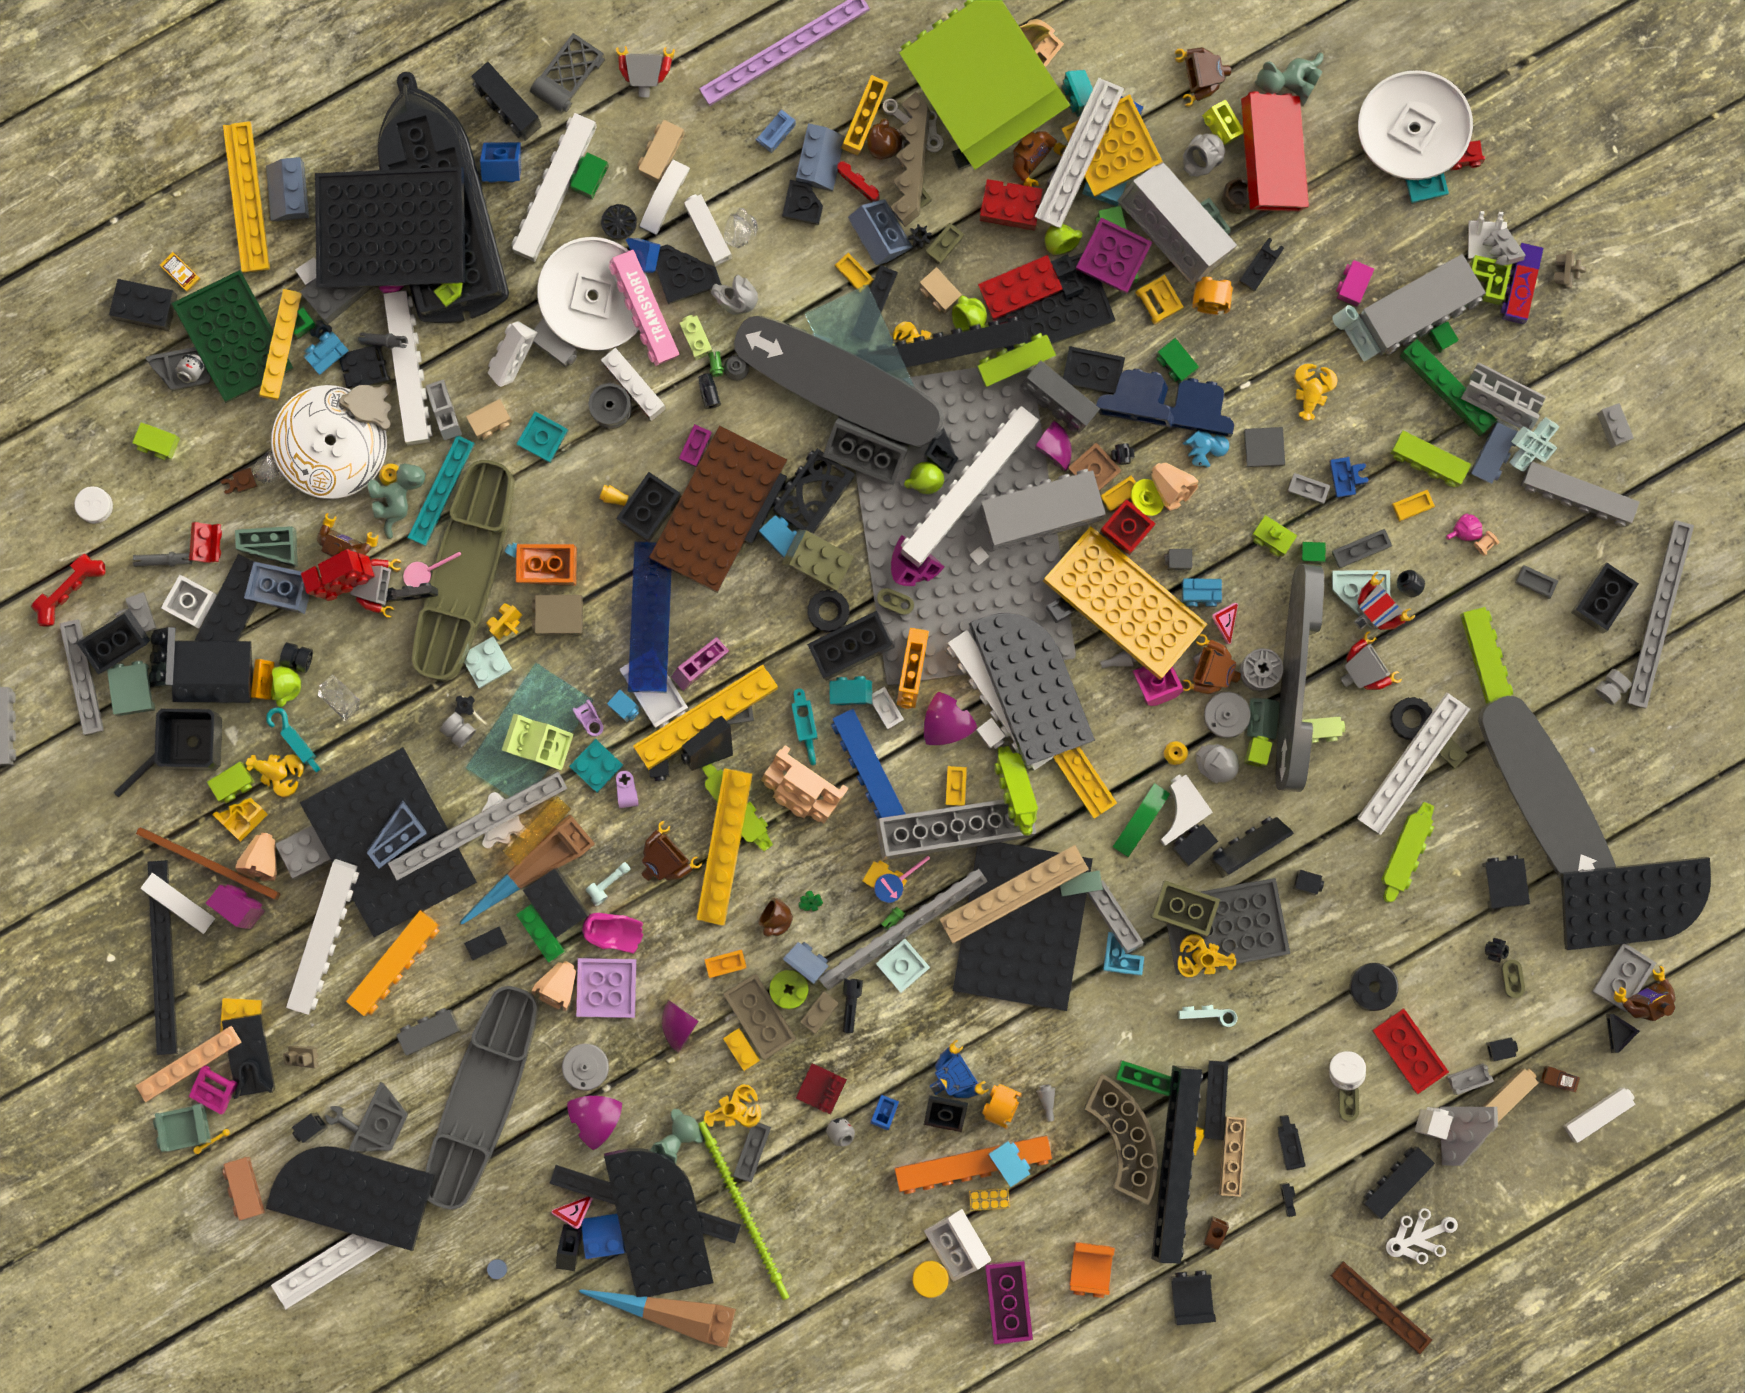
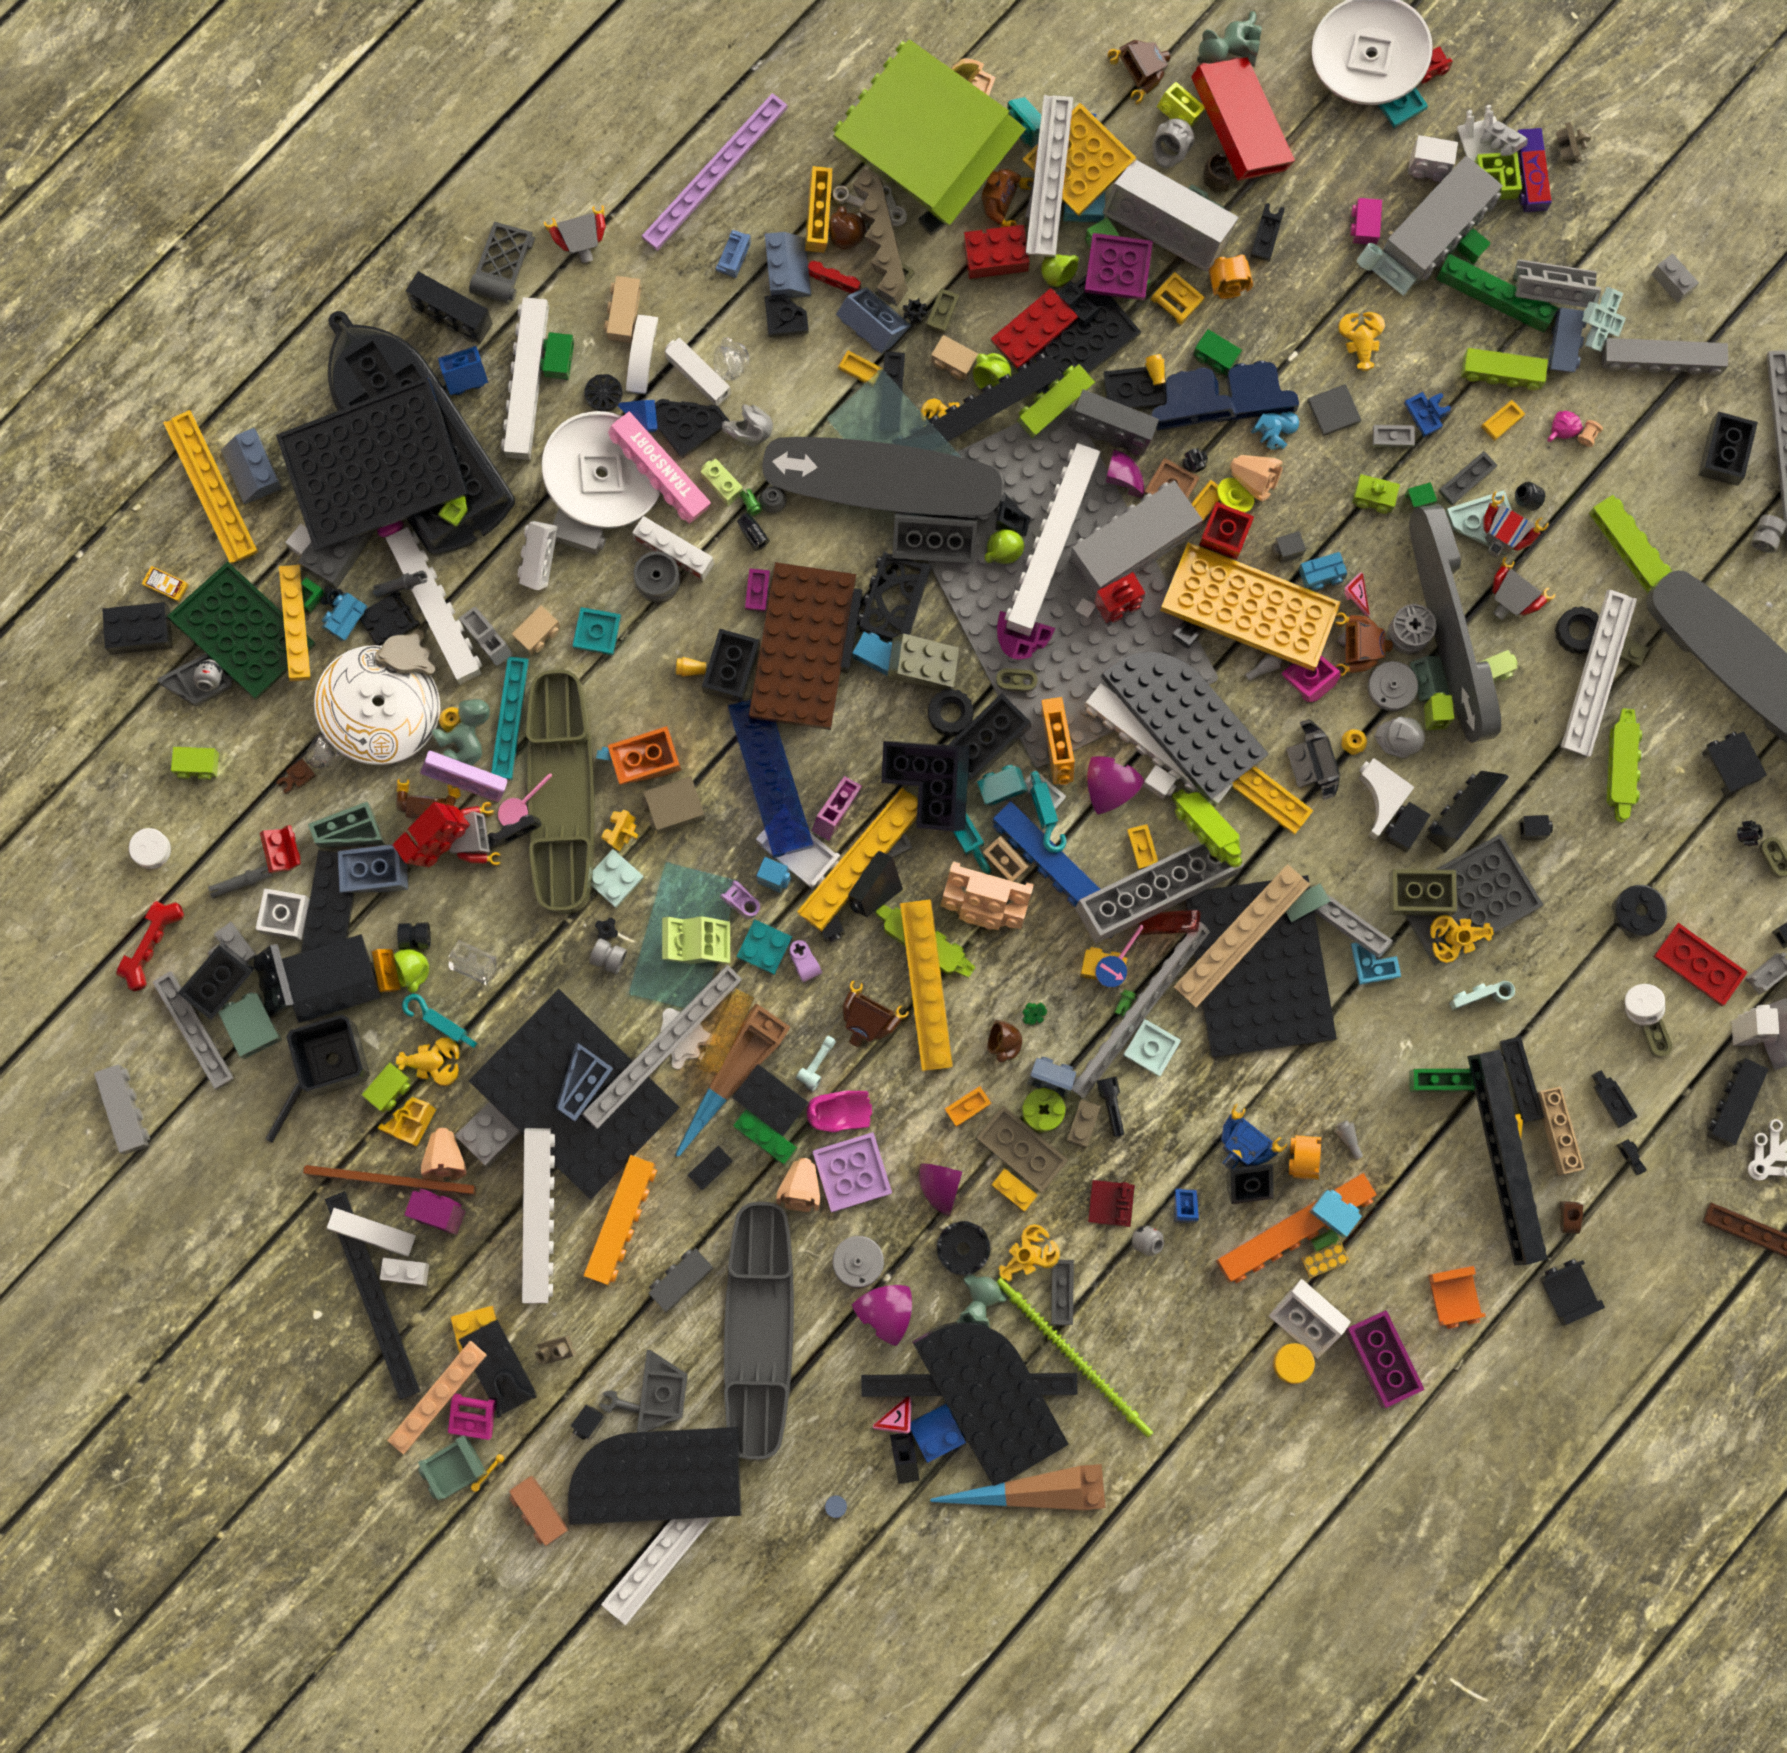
camera: 20 degrees left, 5 degrees down
(195, 946) = (404, 1271): none -> white brick
(383, 530) = (463, 776): none -> lavender slope
(679, 1099) = (968, 1233): none -> black plate
(796, 666) = (941, 779): none -> black brick
(832, 758) = (1006, 859): none -> tan brick
(880, 729) = (1045, 812): none -> teal piece
(956, 862) = (1171, 922): none -> clear red tile
(994, 1182) = (1325, 1240): none -> bright green pin
(1010, 559) = (1119, 598): none -> red brick
(1115, 359) = (1156, 369): none -> yellow cone
(1131, 1136) = (1448, 1145): dark tan brick -> none
(1134, 759) = (1315, 760): none -> black plate
(1141, 820) = (1343, 821): green slope -> none
(1433, 245) = (1432, 158): none -> white brick
(1536, 581) = (1653, 456): dark grey tile -> none

